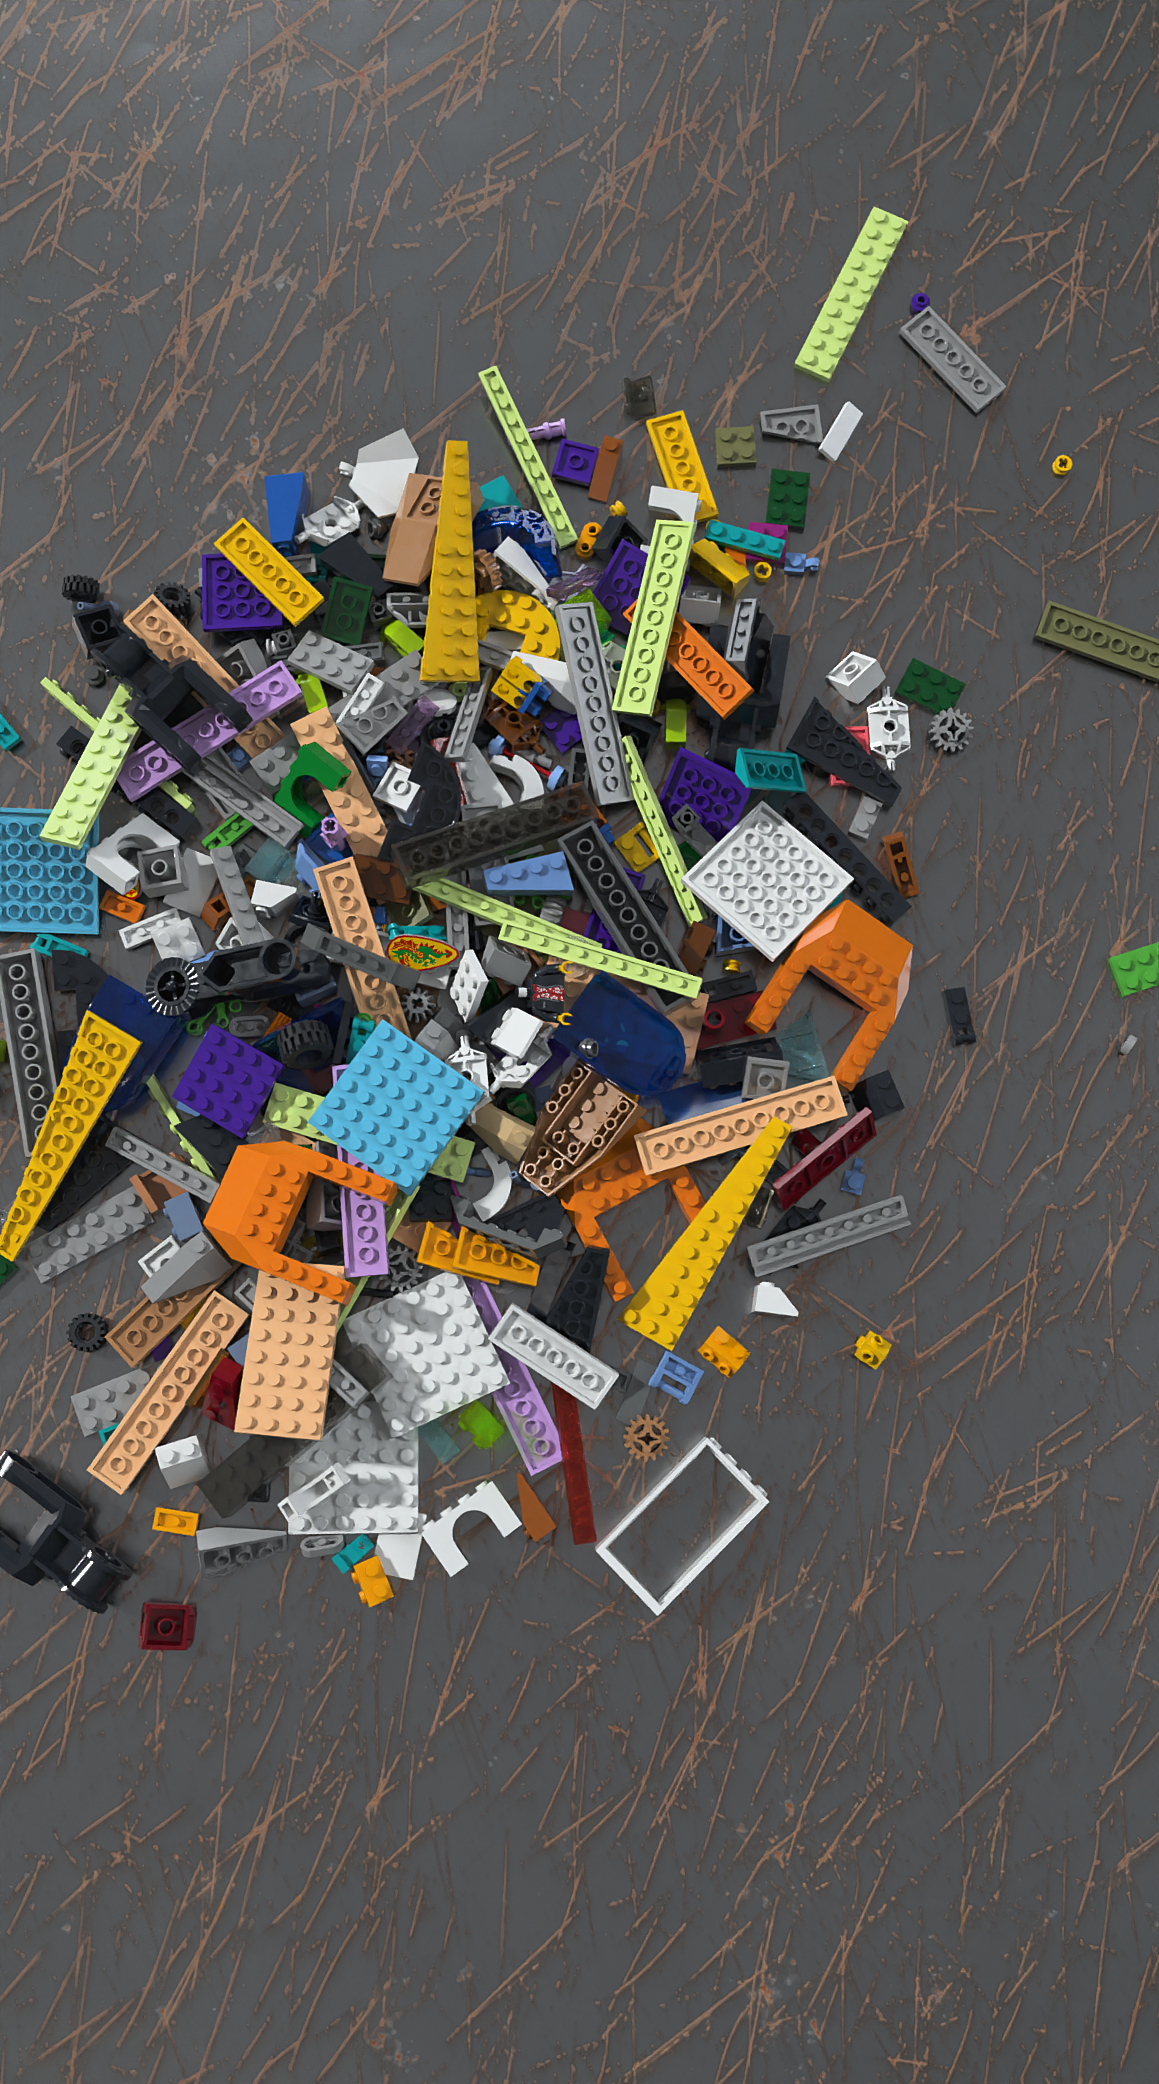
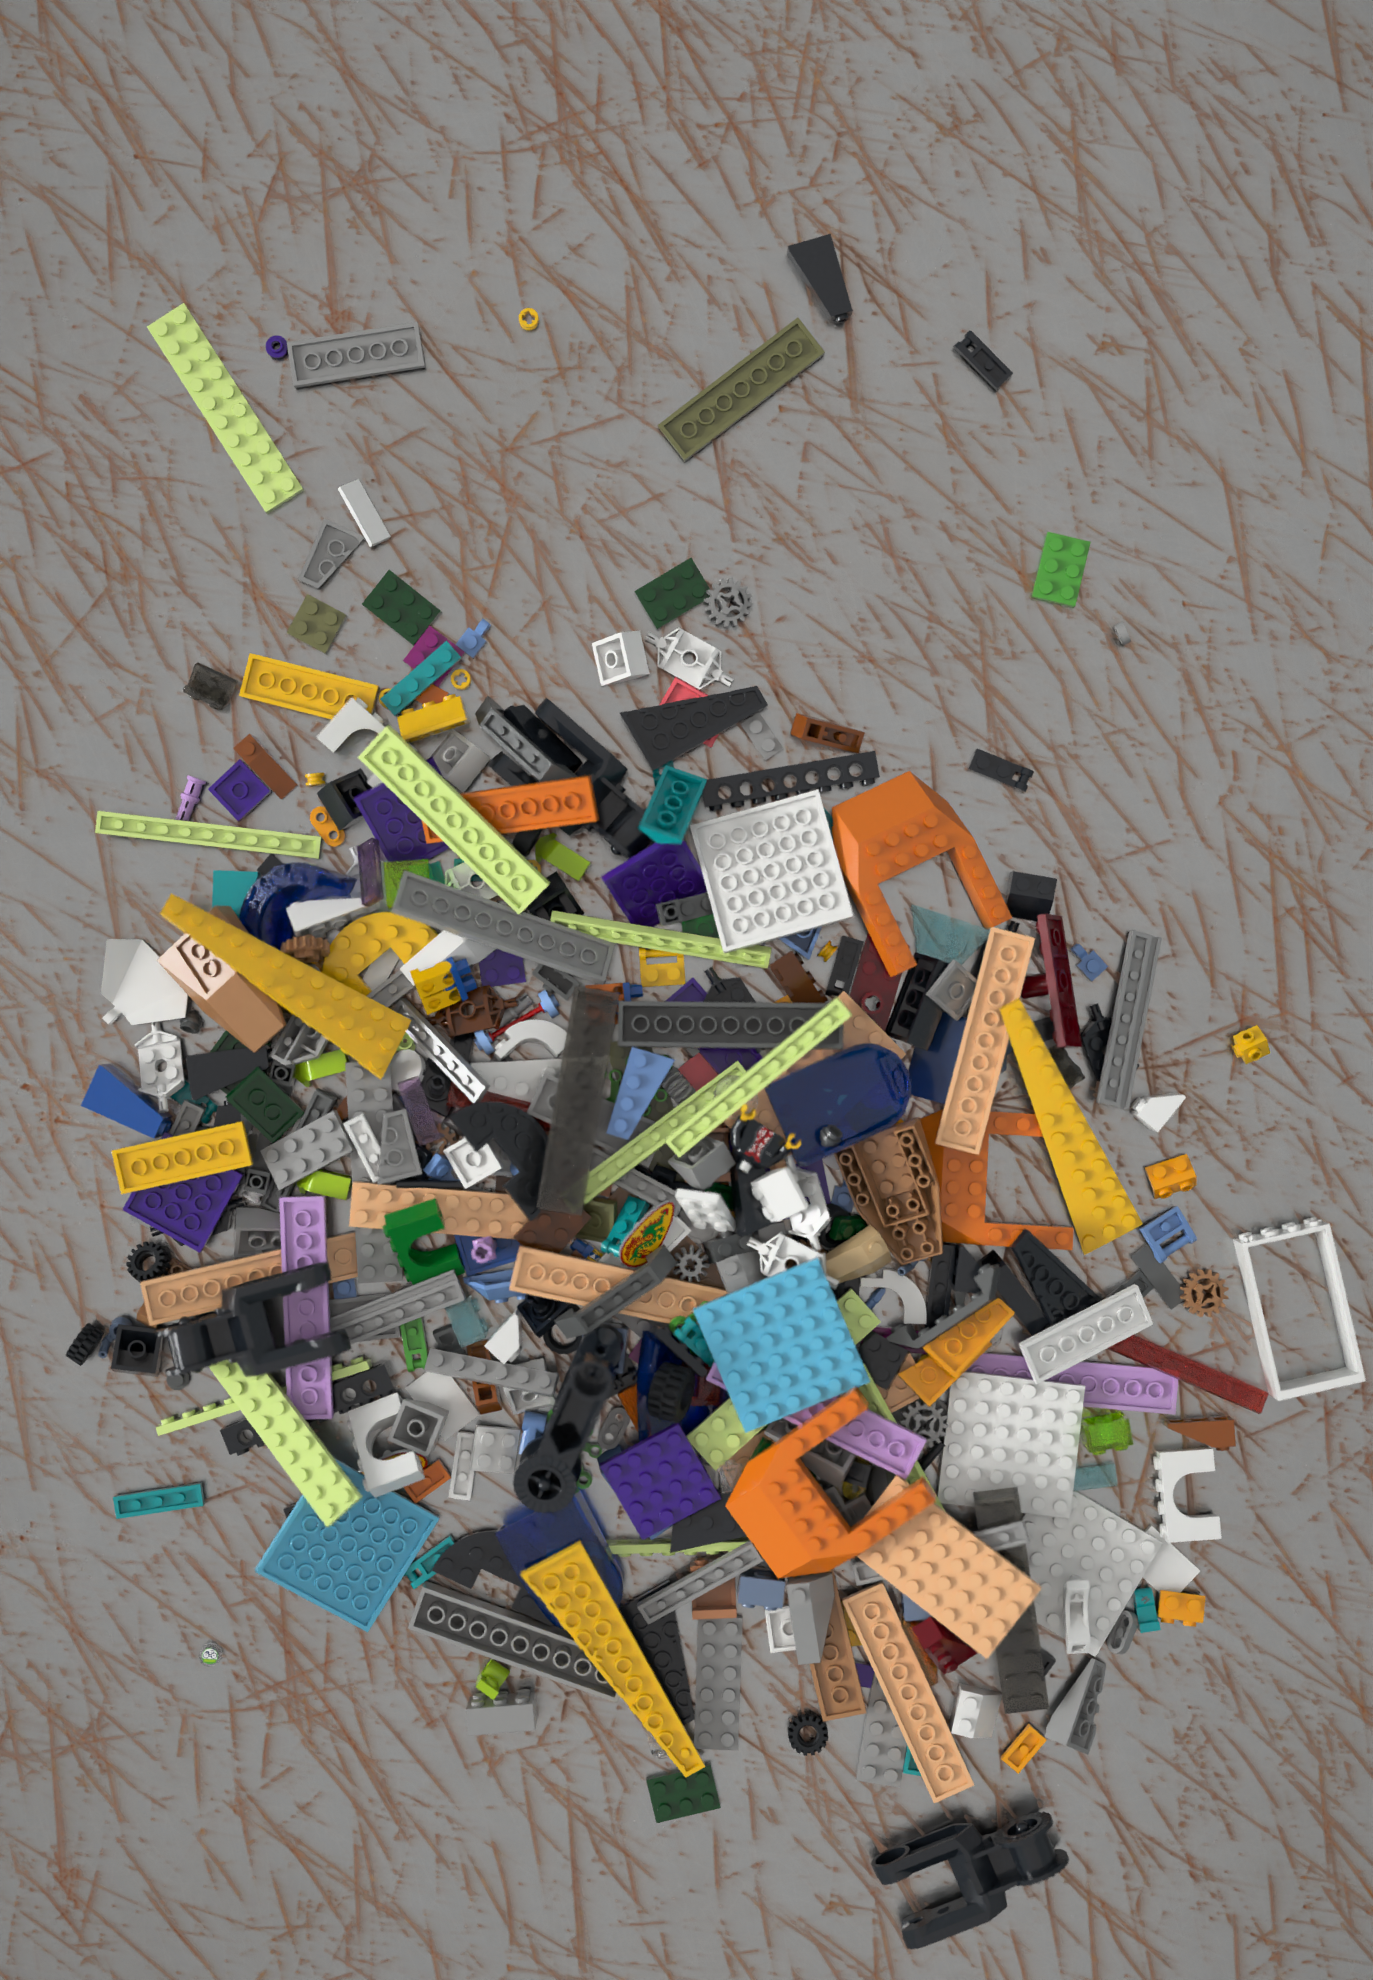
camera: 60 degrees left, 10 degrees up
(166, 1626) = (1110, 1808): dark red slope -> none

